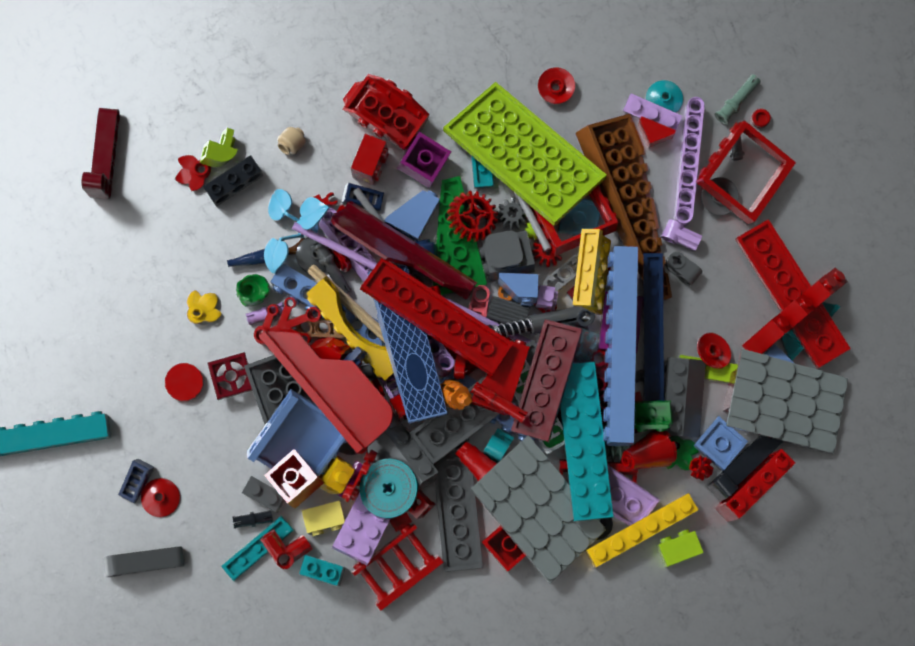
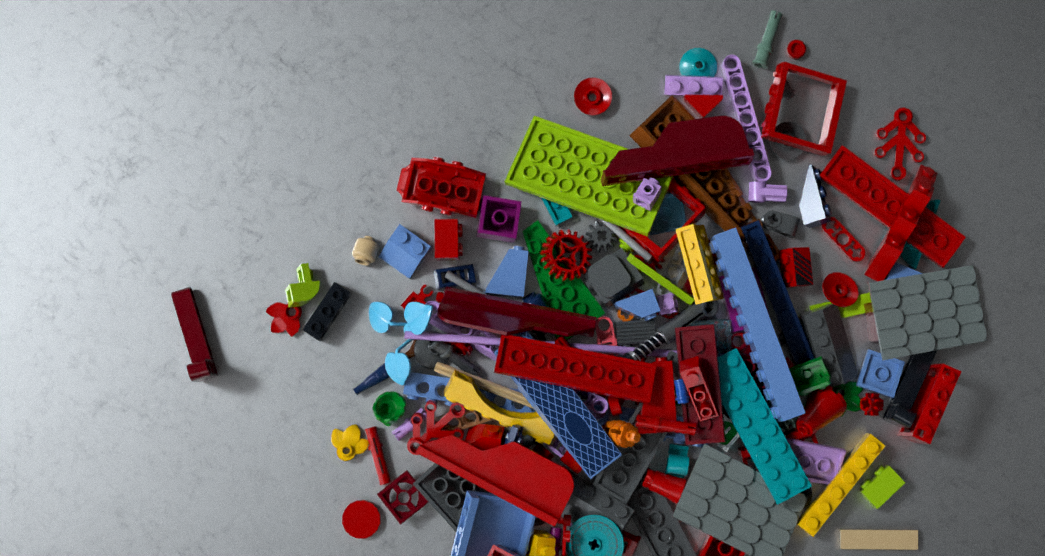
camera: 20 degrees left, 5 degrees up
(227, 306) = (372, 433): none -> red pin
(327, 155) = (405, 251): none -> medium blue slope
(526, 379) = (681, 392): none -> blue pin
(543, 381) = (698, 388): none -> red slope
(550, 272) = (660, 279): none -> lime tile
(569, 191) = (647, 199): none -> lavender brick
(617, 162) = (682, 150): none -> dark red piece
(657, 597) = (878, 539): none -> tan tile
(681, 313) = (796, 267): none -> red brick
(719, 263) = (813, 202): none -> slope
(738, 298) = (849, 252): none -> red beam
(824, 238) = (900, 141): none -> red plant

